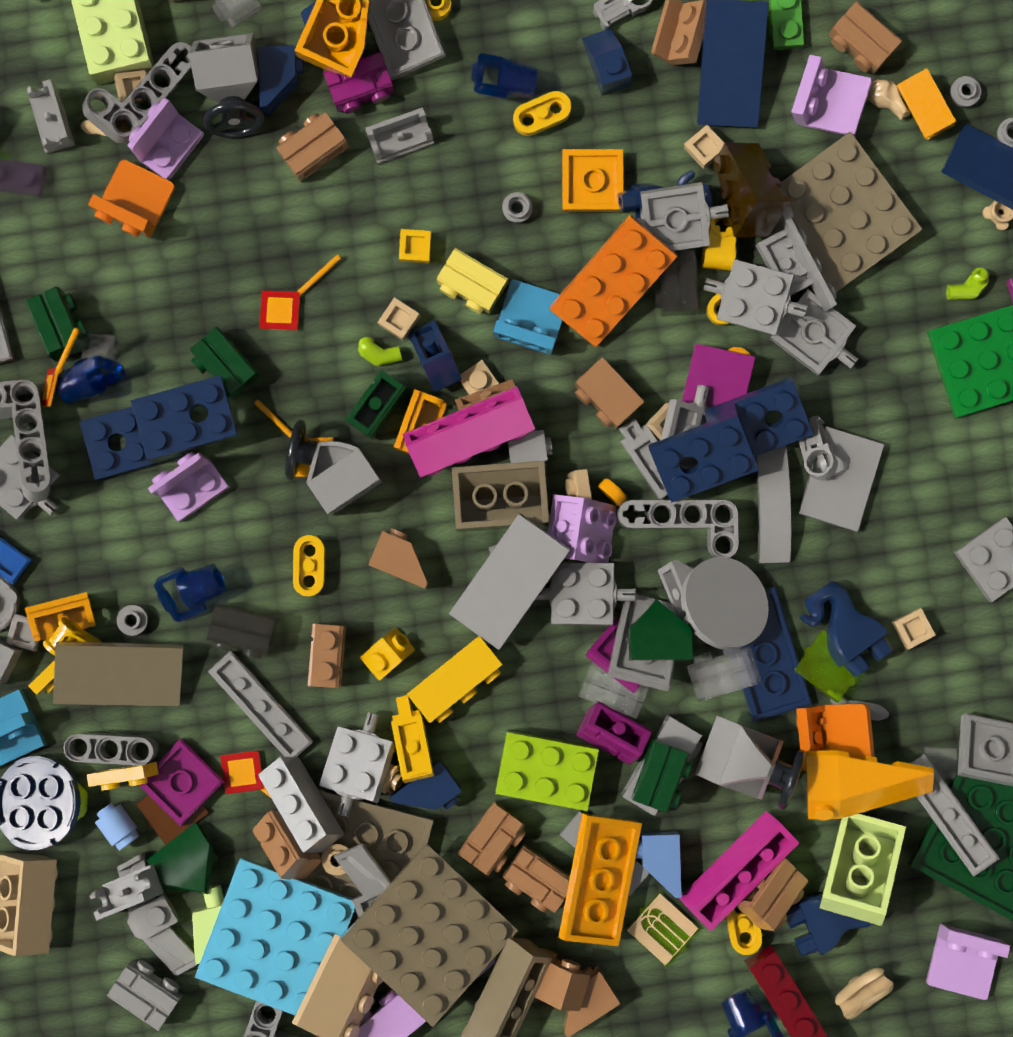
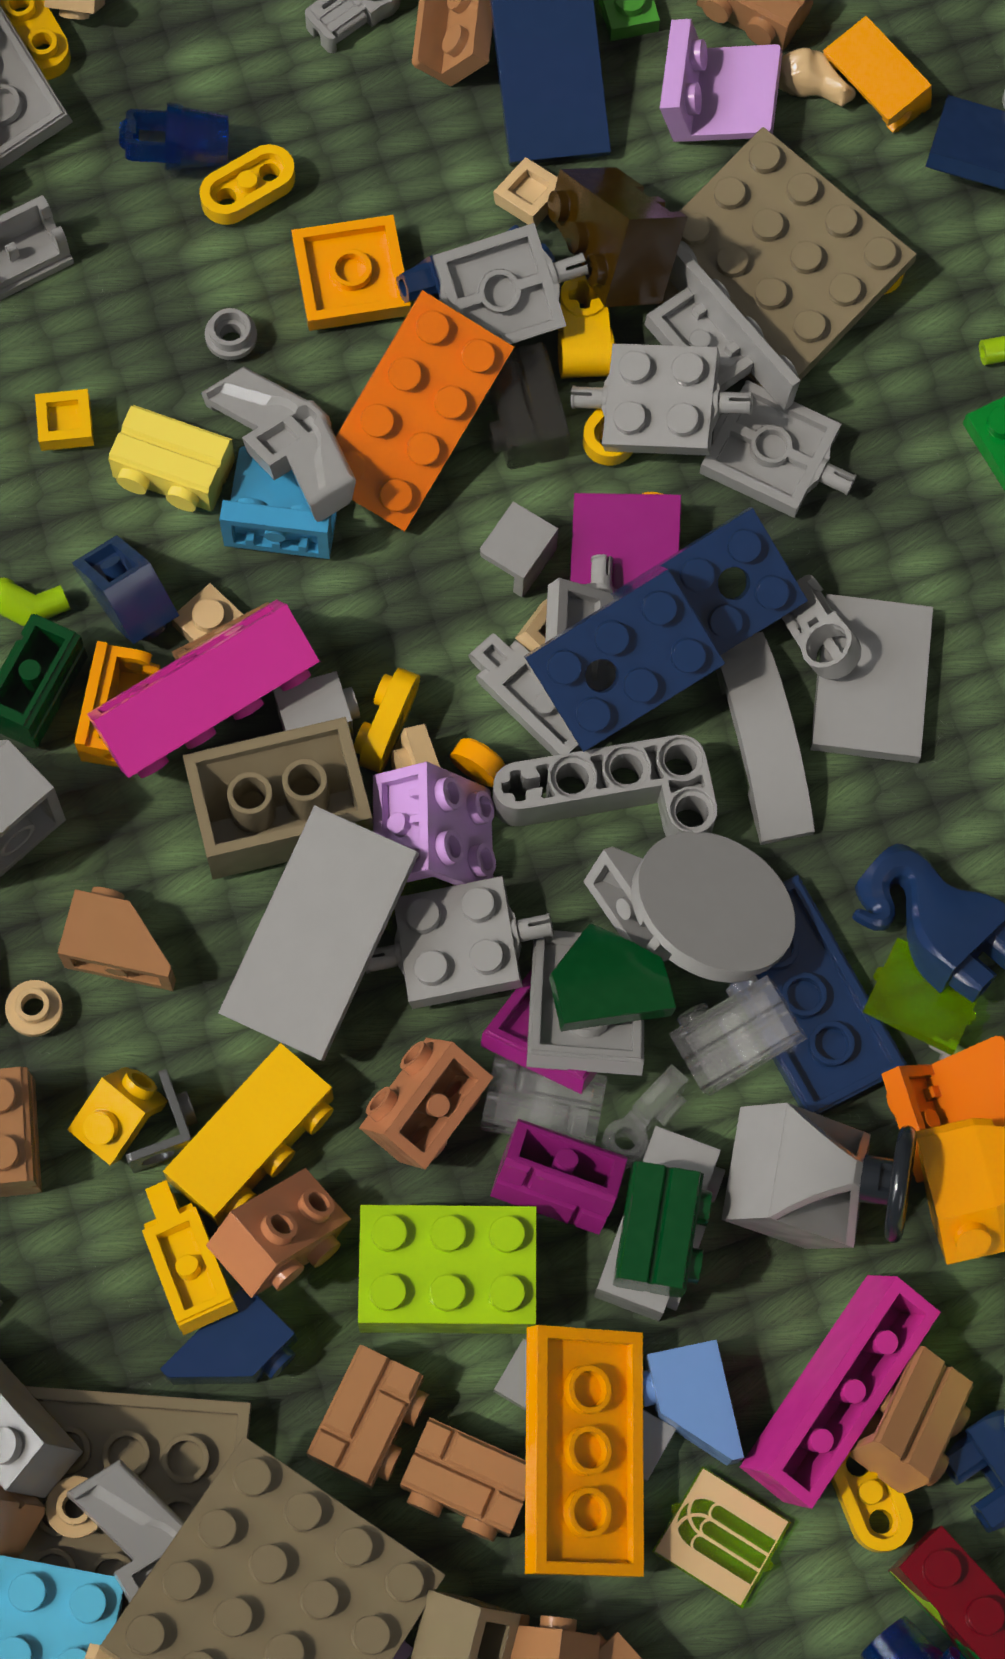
camera: 15 degrees left, 15 degrees down
(357, 764) = (90, 1323): plate -> none
(360, 591) = (36, 1024): none -> tan plate
(393, 780) = (157, 1339): tan plate -> none
(399, 319) = (53, 540): tan plate -> none
(421, 661) = (169, 1148): none -> dark grey bracket
(462, 738) = (279, 1234): none -> nougat brick
(539, 284) = (287, 437): none -> light grey plate
(550, 680) = (425, 1101): none -> nougat brick
(573, 447) = (395, 699): none -> yellow plate
(607, 61) = (345, 94): dark blue slope -> none
(608, 394) = (439, 601): medium nougat brick -> none
(658, 369) = (520, 546): none -> light grey panel
(675, 701) = (658, 1103): none -> clear plate
(961, 99) = (935, 62): light grey plate -> none

